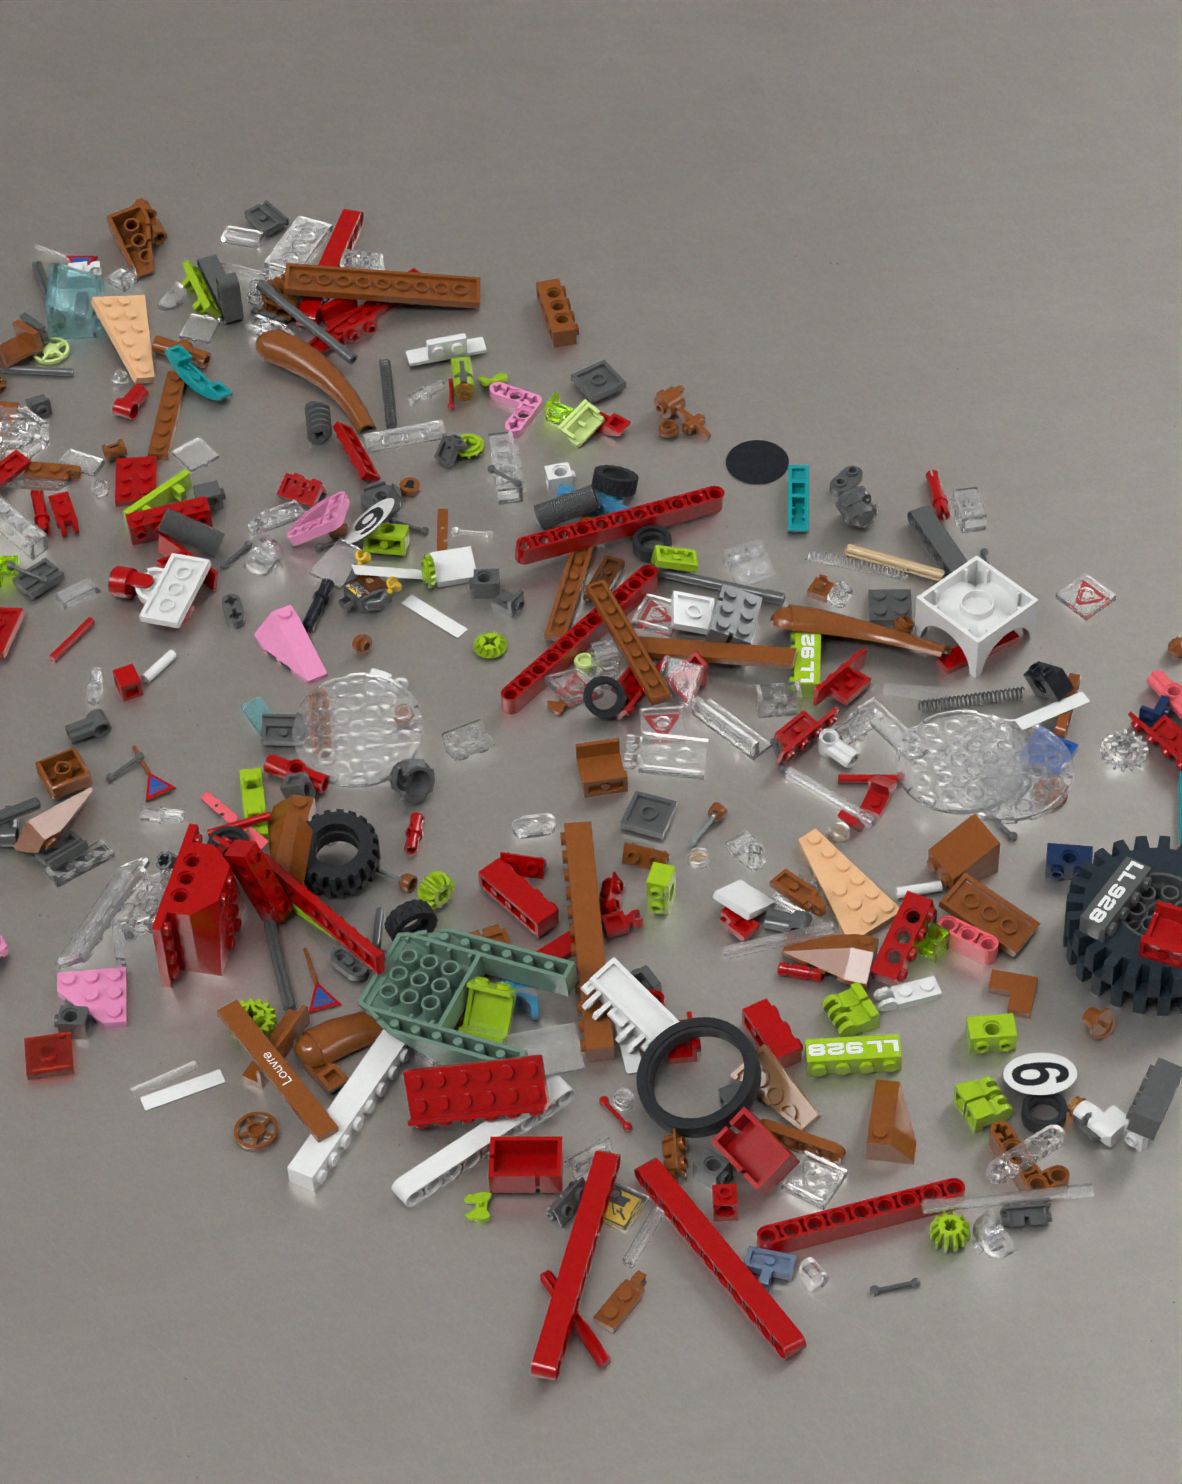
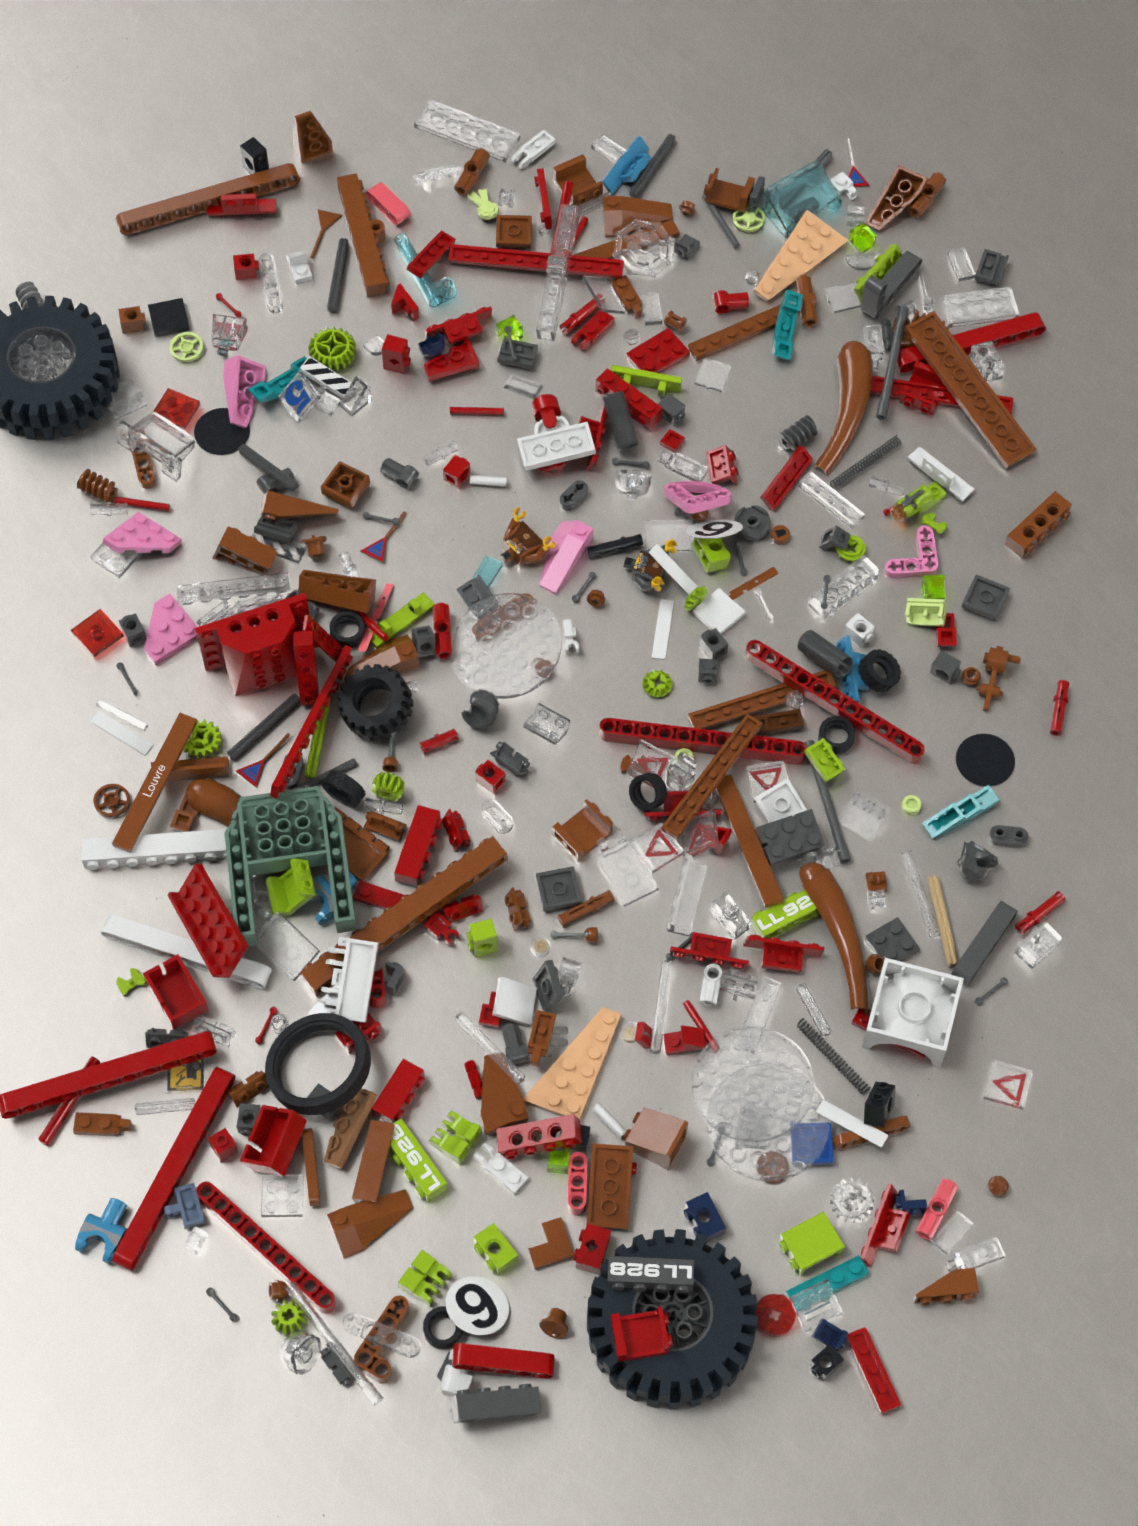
camera: 55 degrees right, 15 degrees up
(65, 886) = (245, 551): none -> dark orange wedge
(111, 829) = (315, 545): none -> dark orange piece
(142, 1055) = (120, 666): none -> dark grey hinge
(152, 283) = (862, 238): none -> clear neon green panel
(203, 809) = (338, 590): none -> dark orange wedge
(240, 514) = (672, 440): none -> red tile
(255, 669) = (523, 543): none -> torso
(345, 662) = (575, 598): none -> dark grey hinge
(451, 907) = (383, 806): none -> clear axle
(474, 916) = (384, 825): none -> dark orange hinge
(487, 810) = (493, 783): none -> red brick
(490, 783) = (503, 755): none -> dark grey hinge
(595, 550) = (794, 699): none -> clear plate
(646, 439) = (945, 667): none -> dark grey brick
(685, 795) = (592, 904): none -> dark orange pin
(742, 383) = (1062, 688): none -> red pin
(745, 1348) = (103, 1229): none -> dark azure connector
(751, 862) = (548, 986): none -> dark grey plate
(763, 530) = (911, 805): none -> yellowish green tile
(768, 607) = (826, 854): none -> clear hinge
(834, 1085) = (373, 1161): none -> dark orange panel
(914, 1229) = (277, 1290): none -> dark orange plate
(1042, 959) = (596, 1237): none -> red brick
(1113, 1074) = (503, 1361): none -> red beam
(1147, 798) = (810, 1242): none -> lime panel

